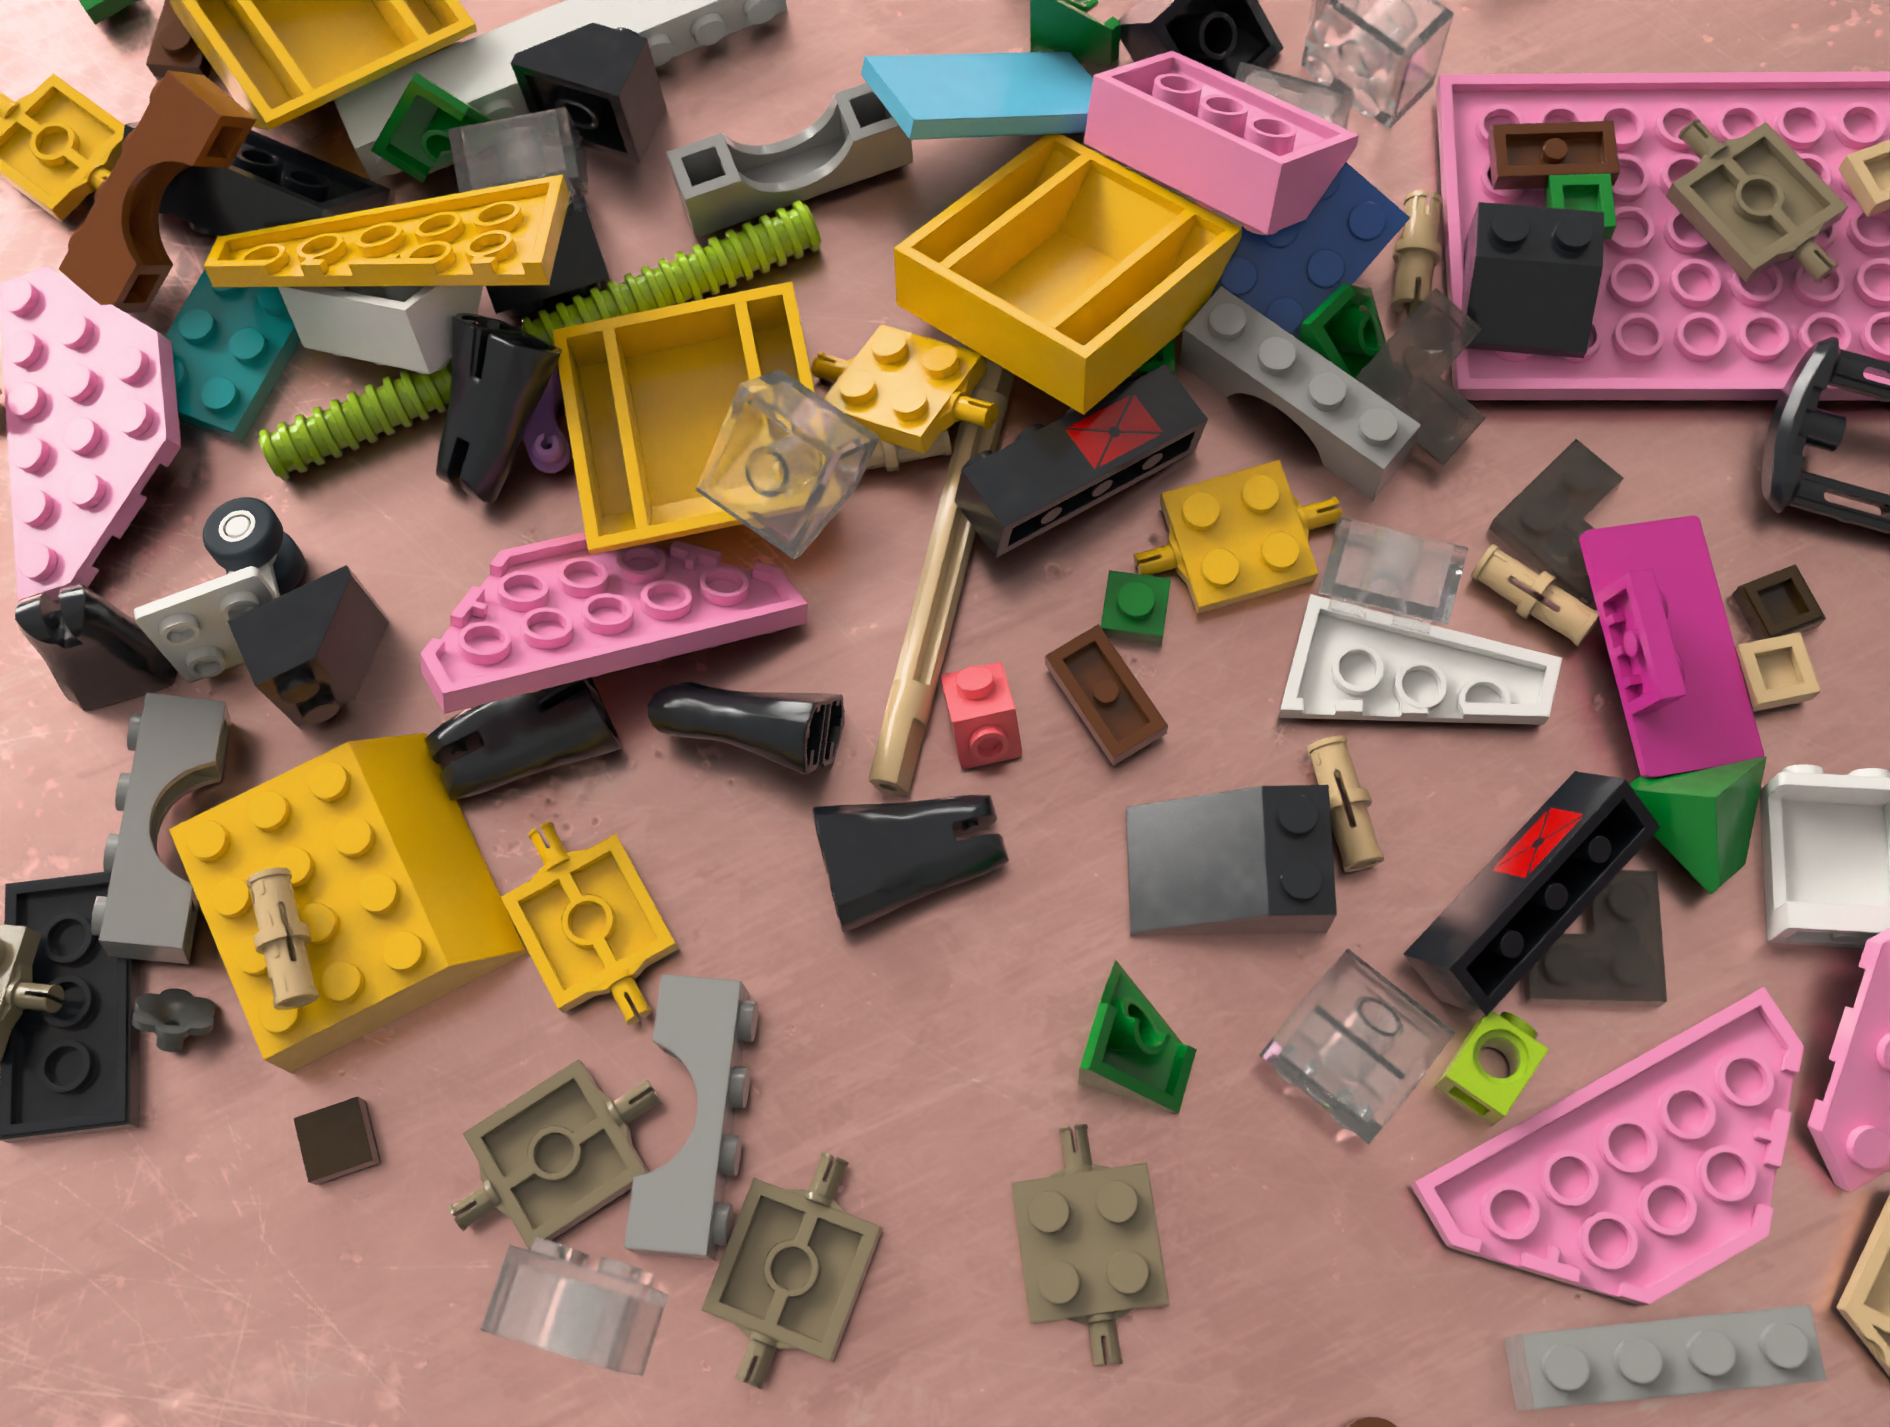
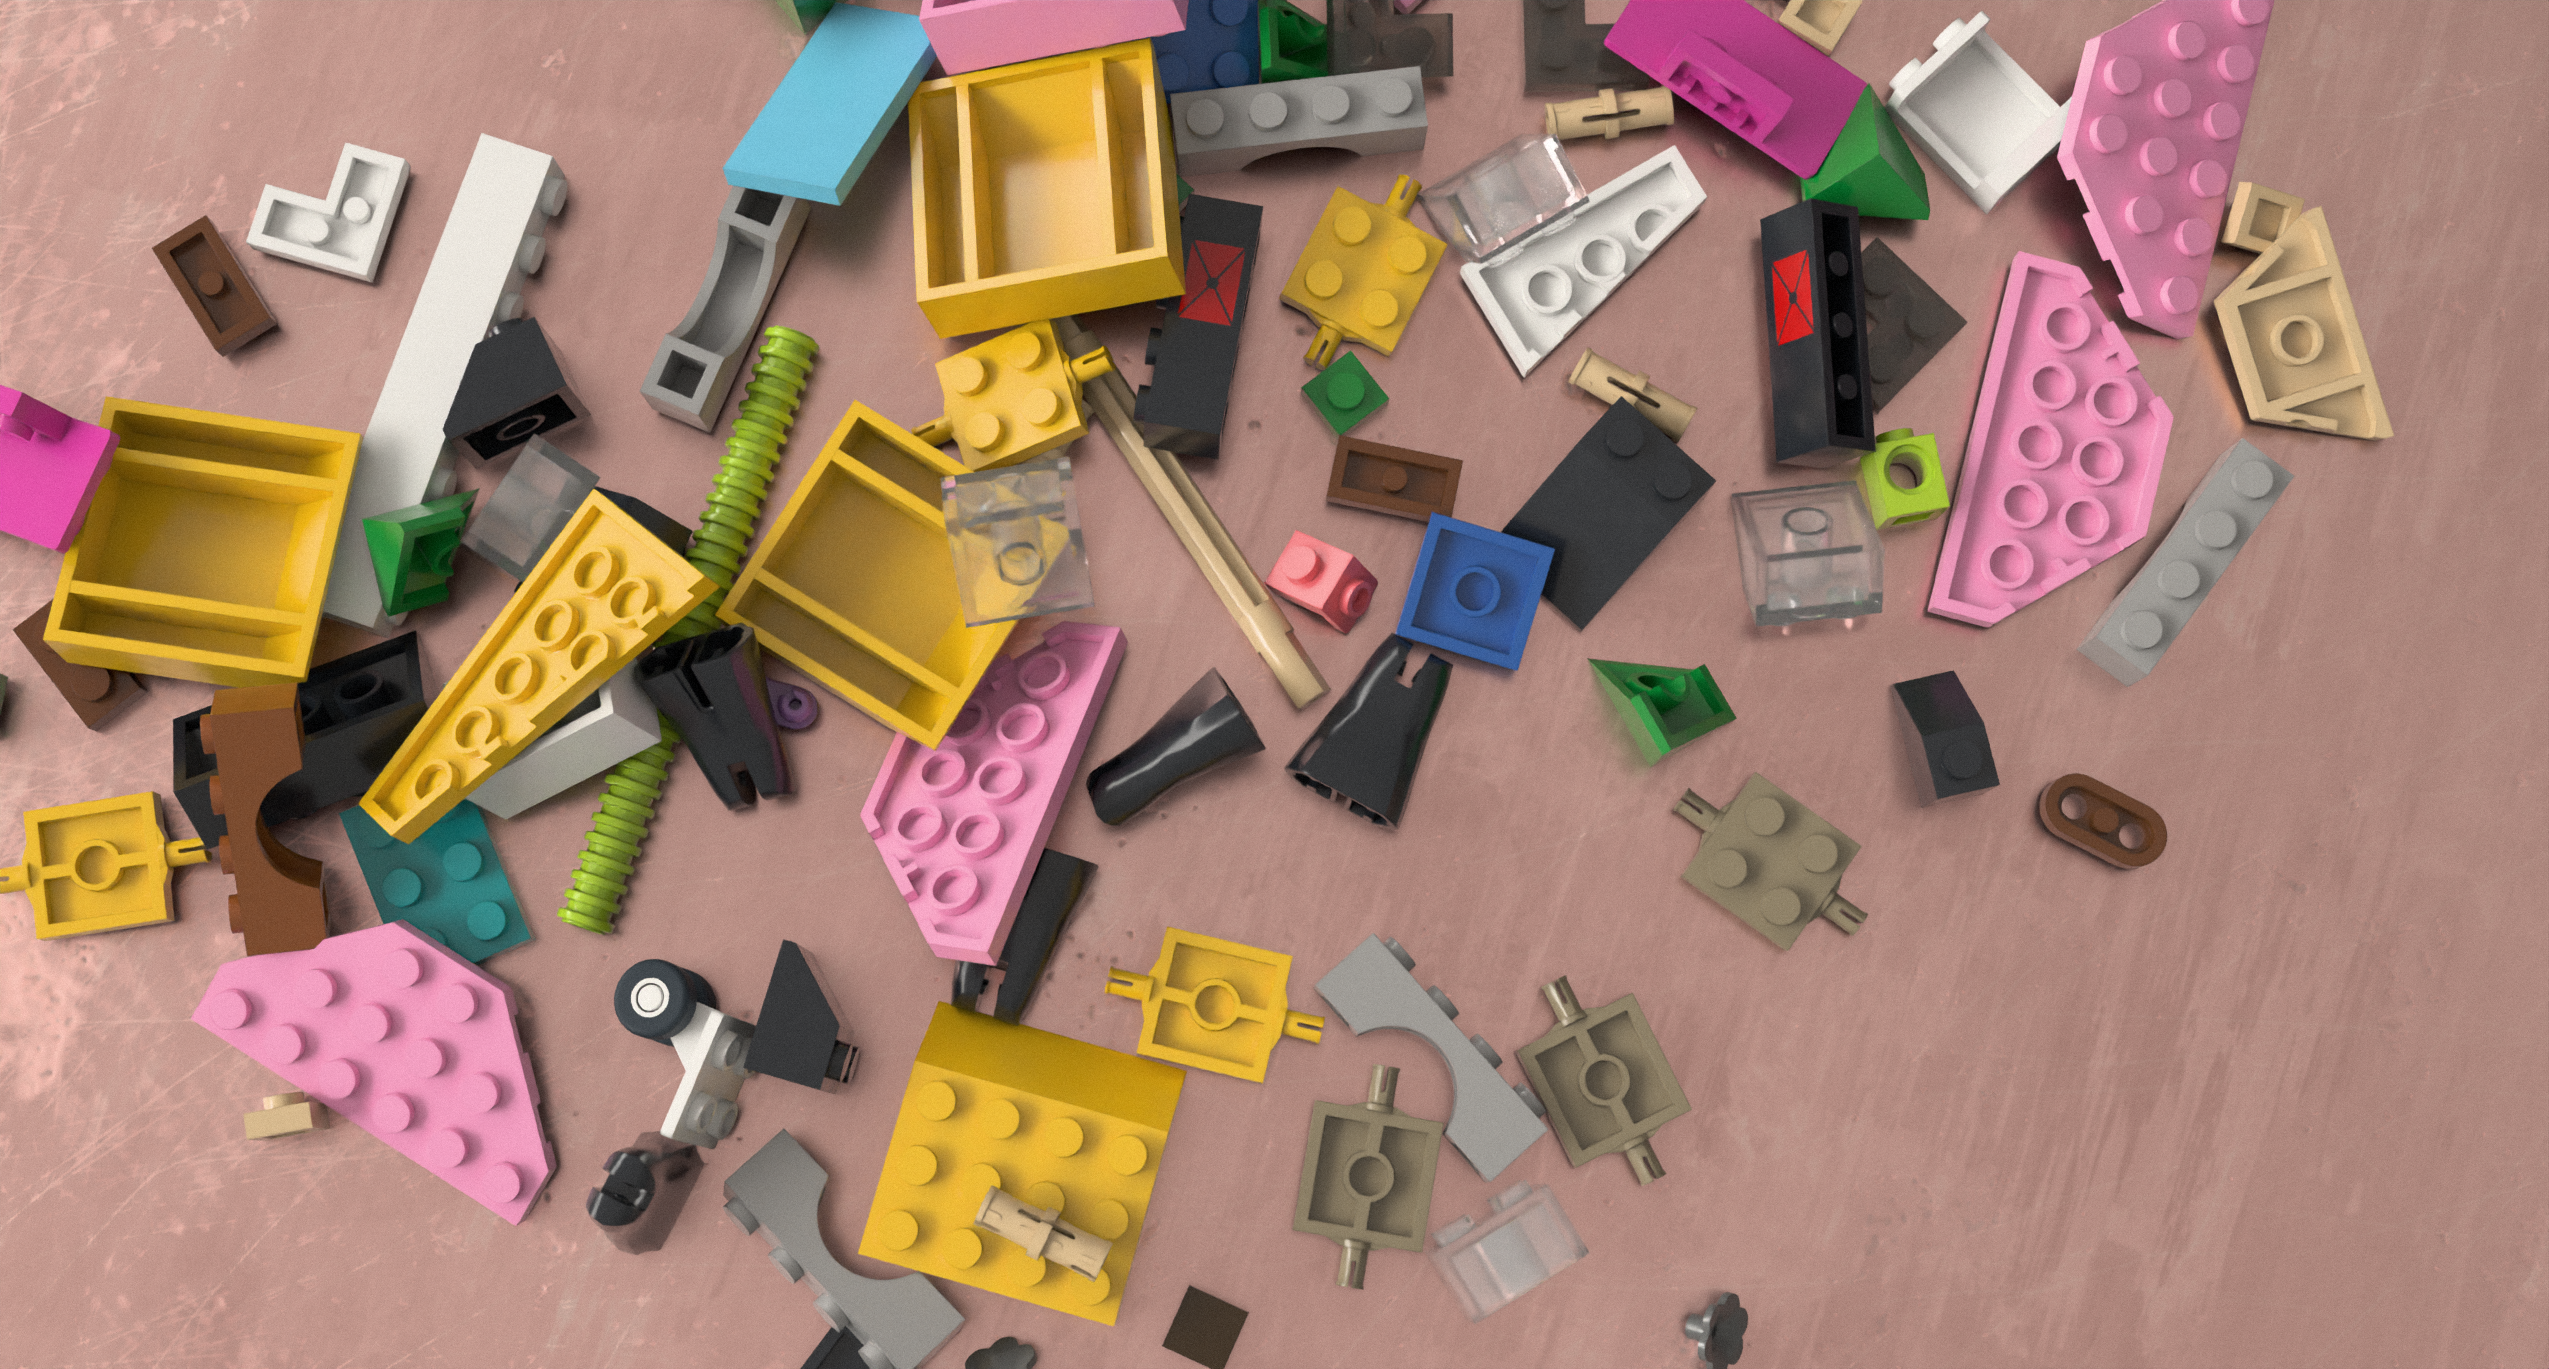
camera: 60 degrees left, 10 degrees up
(1078, 822) = (1474, 591): none -> blue plate
(1320, 1292) = (1944, 739): none -> black slope

